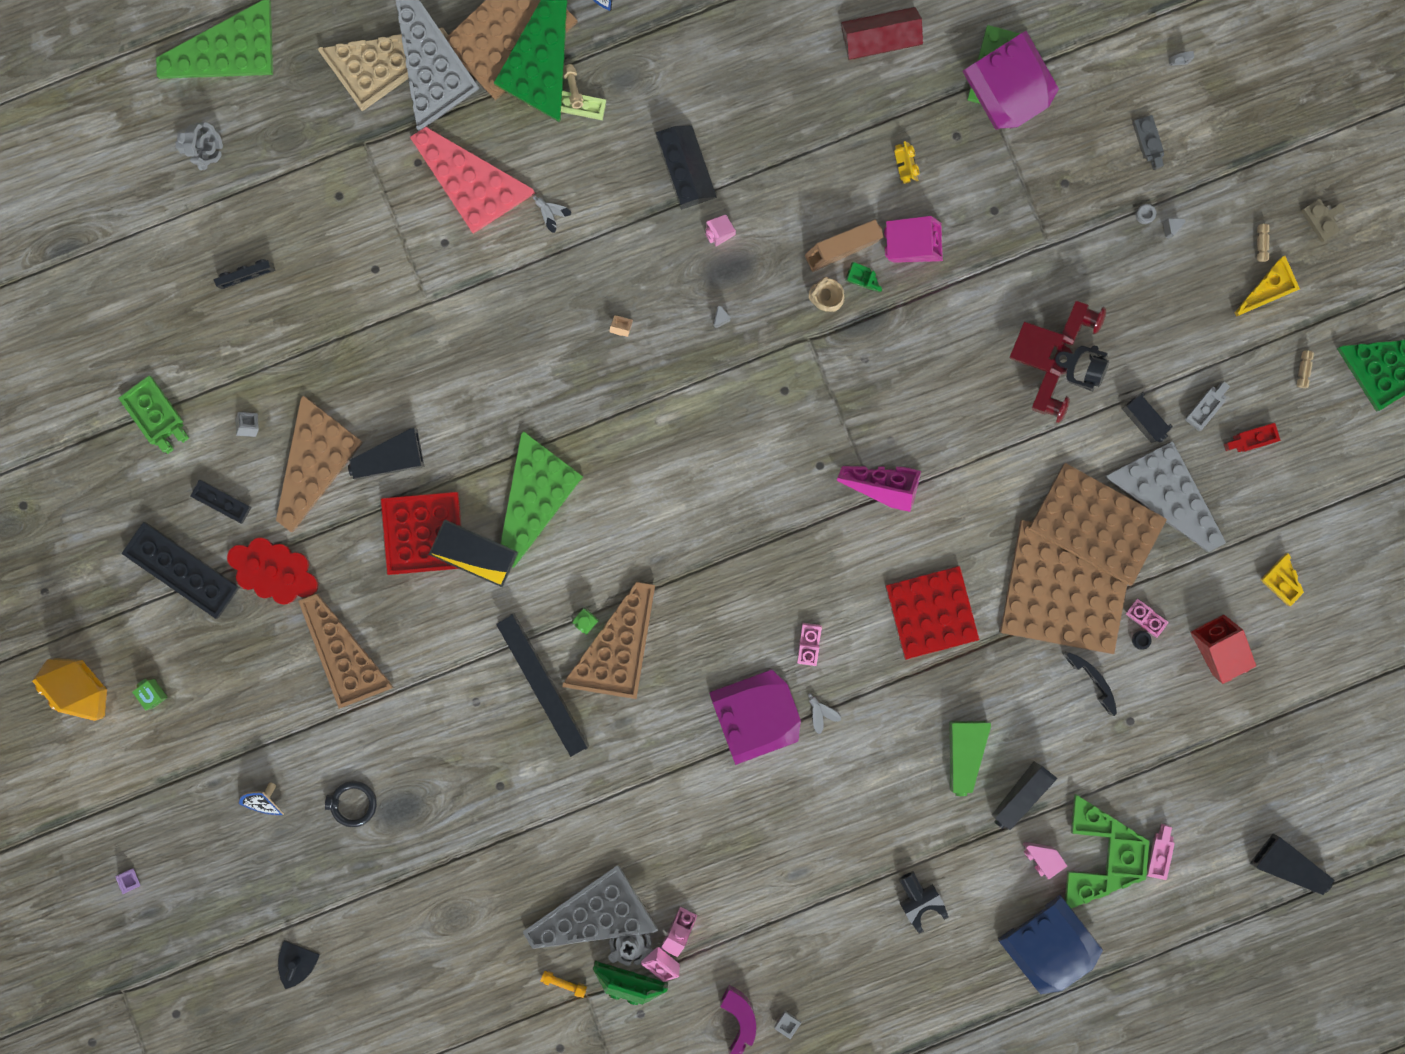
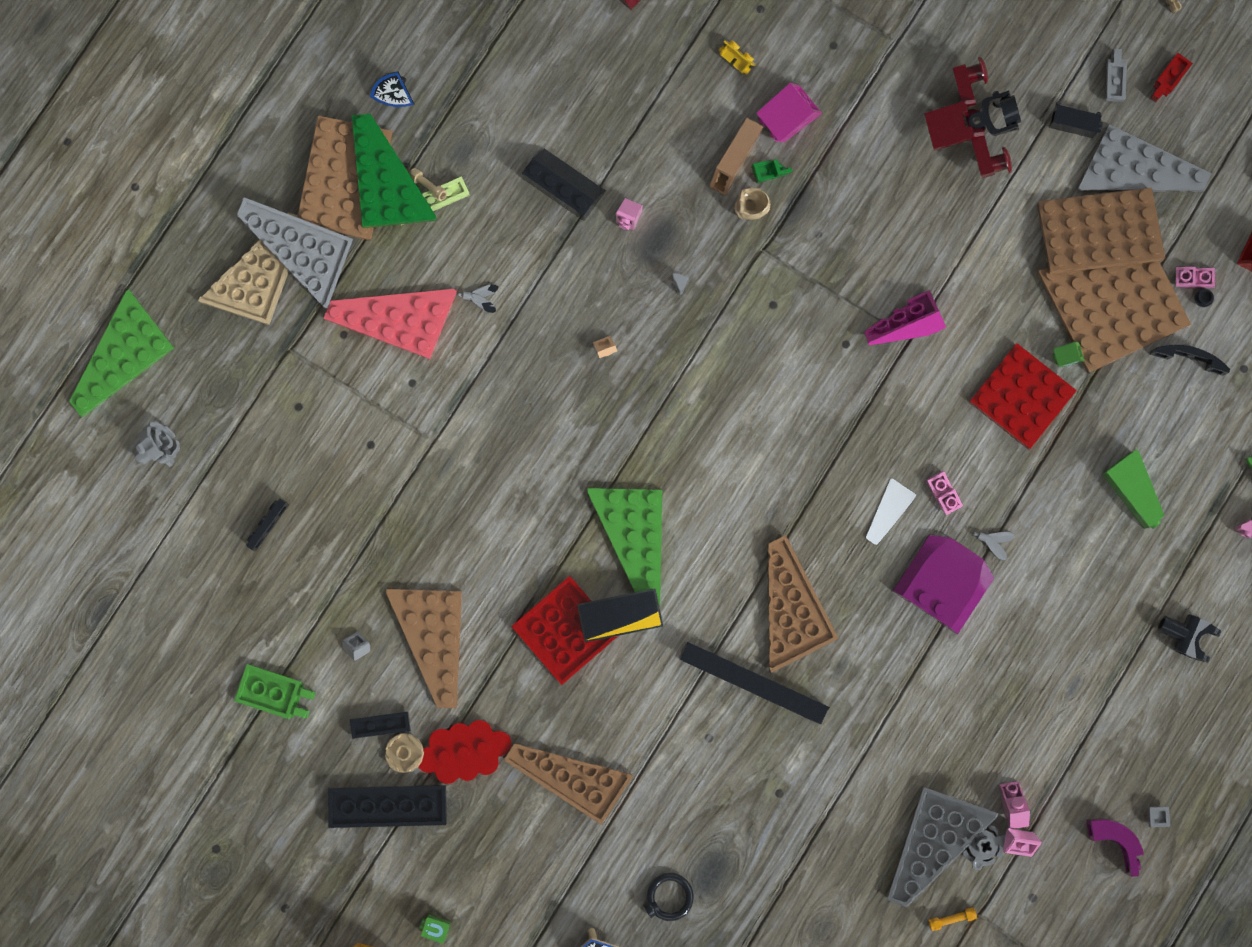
camera: 30 degrees left, 5 degrees down
(224, 537) = (404, 753): none -> tan tile
(391, 456) = (494, 586): black slope -> none
(585, 621) = (750, 605): bright green brick -> none
(628, 984) = (1007, 879): green wedge -> none
(760, 624) = (891, 507): none -> white sticker
(993, 606) = (1068, 354): none -> bright green brick
(1023, 795) = (1206, 488): black slope -> none

